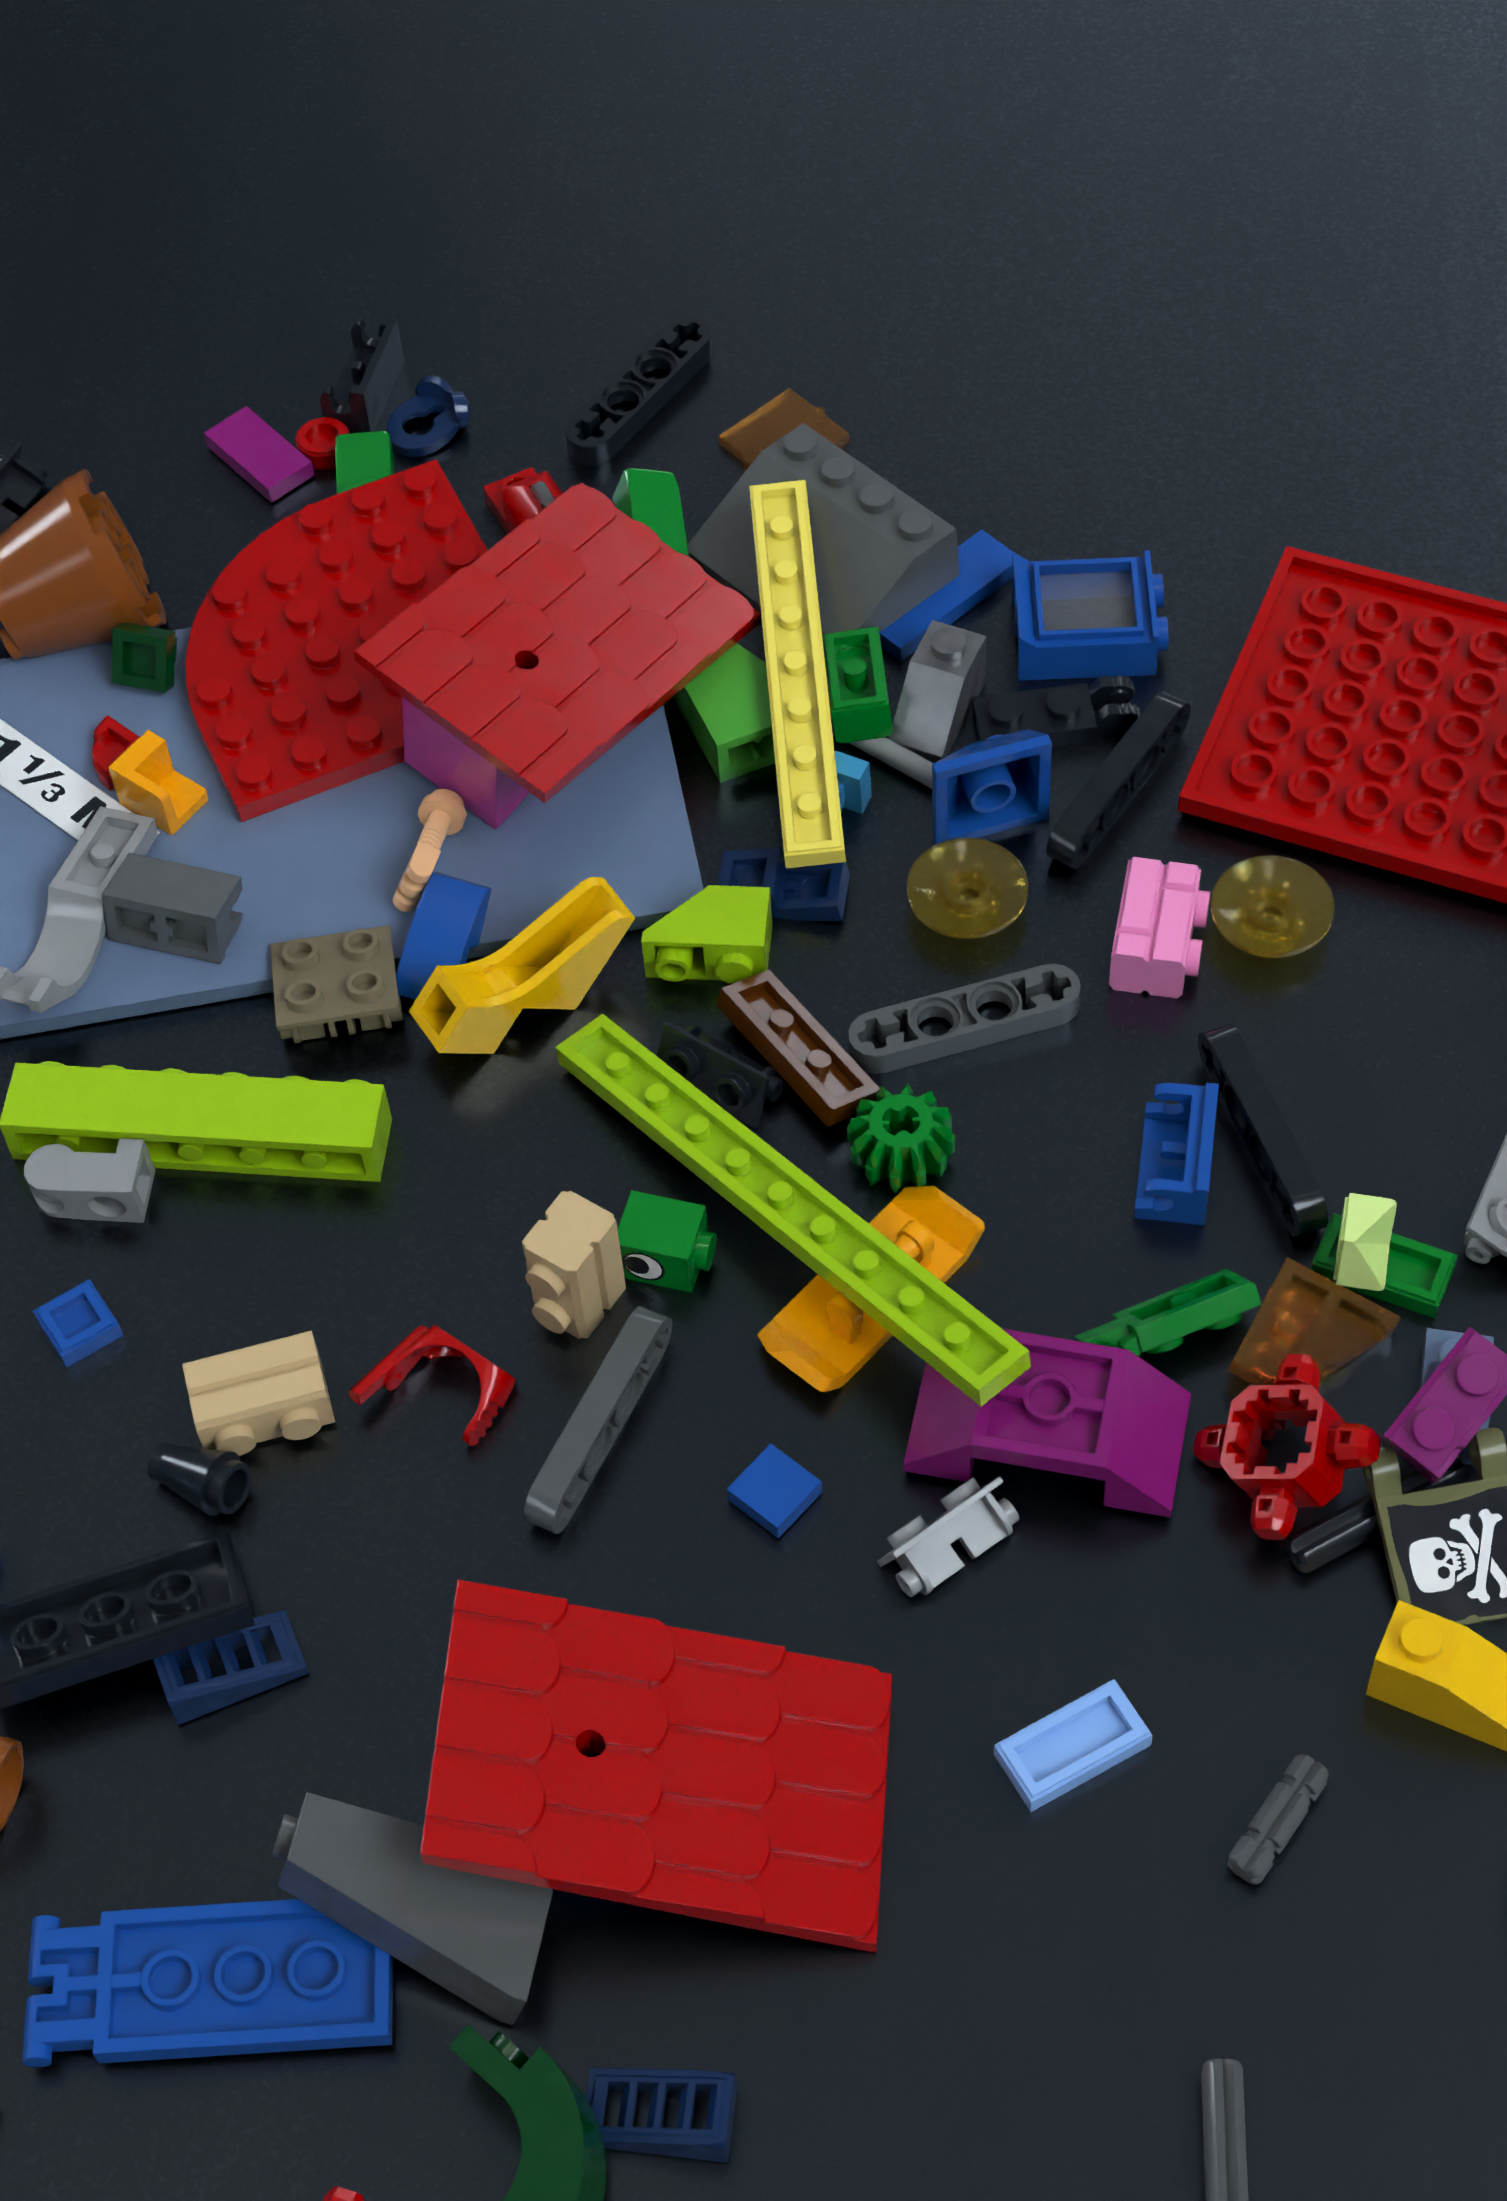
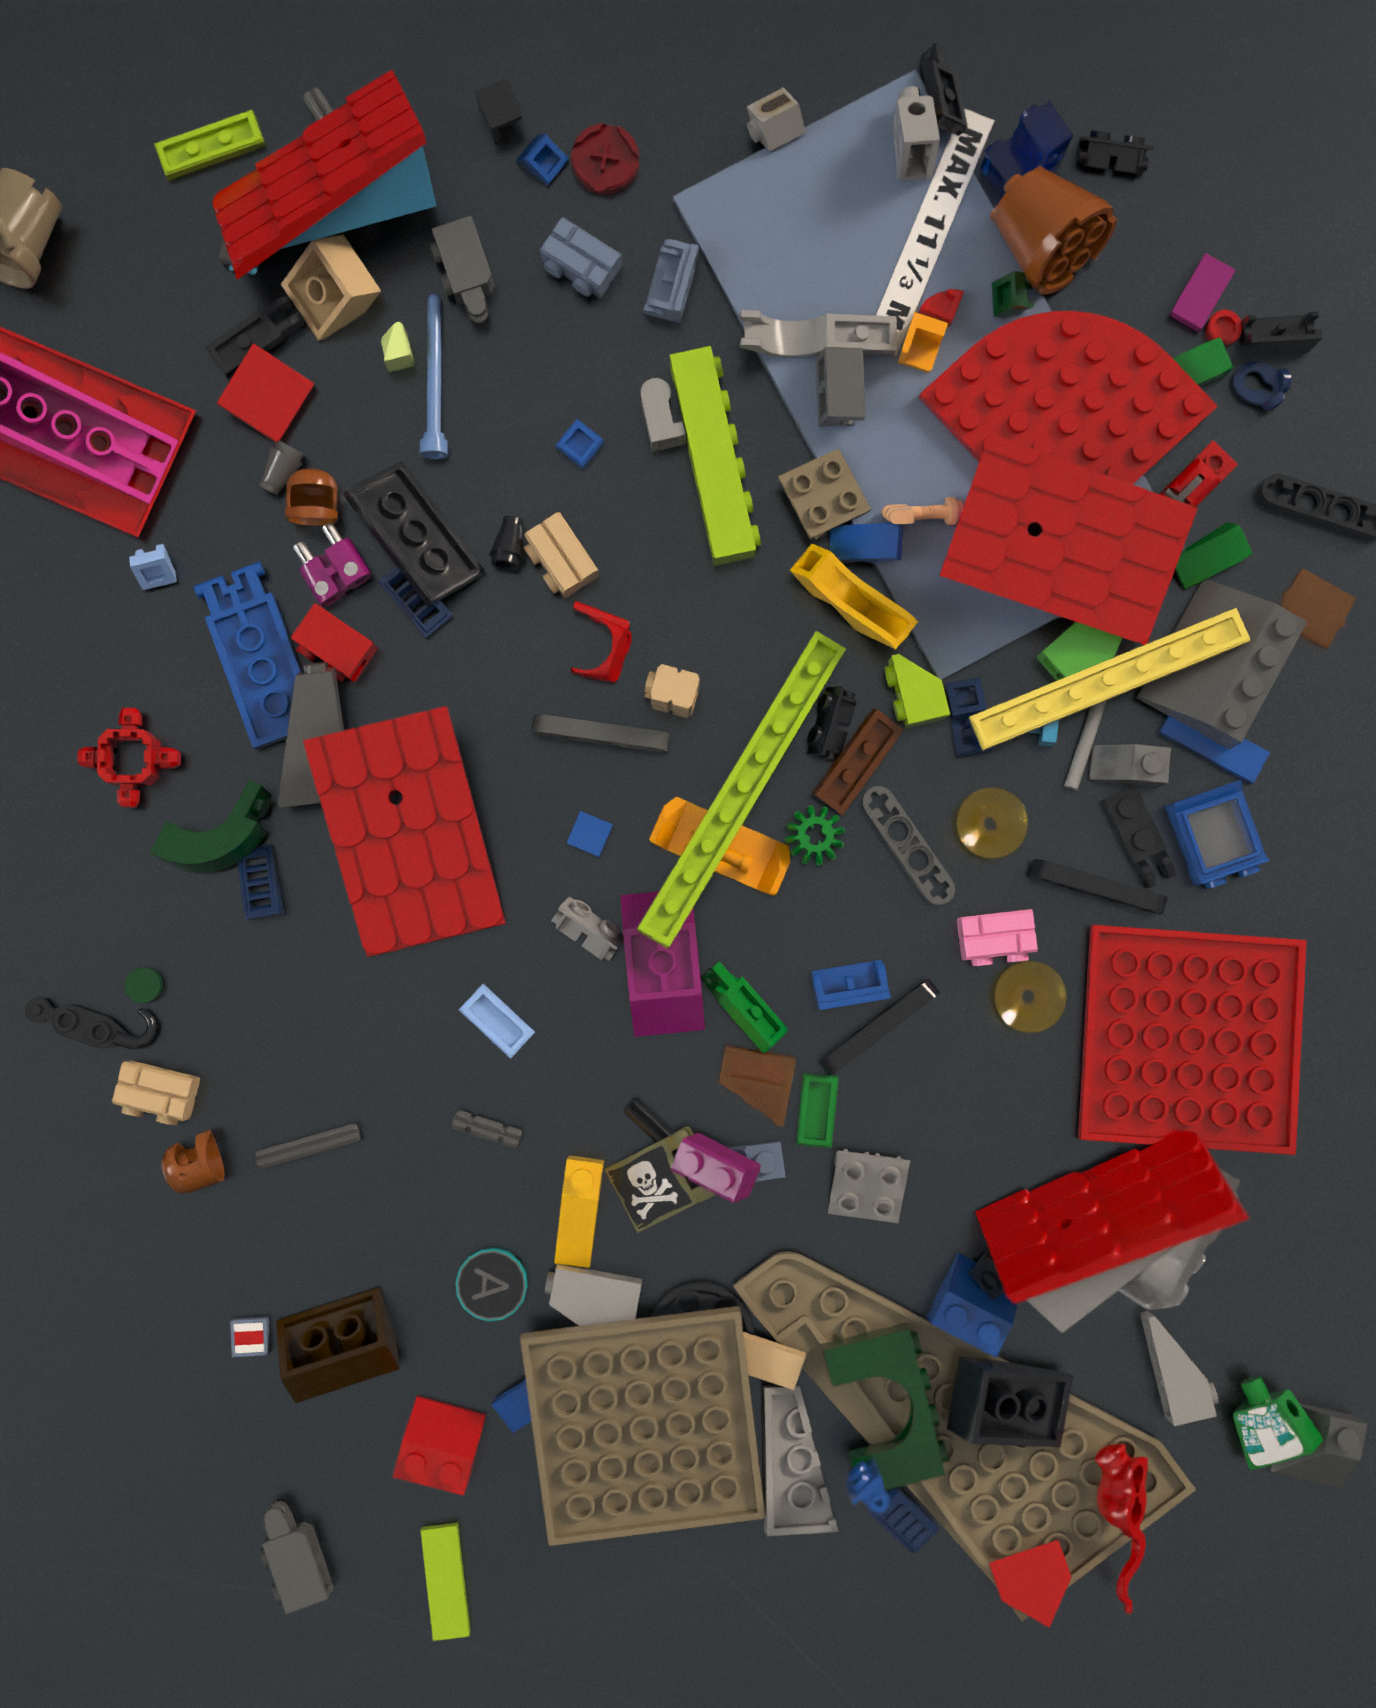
camera: 65 degrees right, 30 degrees up
(113, 1789) = (335, 570): none -> magenta piece
(233, 1824) = (334, 643): none -> red brick
(665, 1241) = (712, 731): green brick -> none
(857, 685) = (1119, 715): green slope -> none
(992, 786) = (1068, 815): blue slope -> none
(1315, 1476) = (680, 1111): red piece -> none
(1364, 1241) = (812, 1099): yellowish green slope -> none

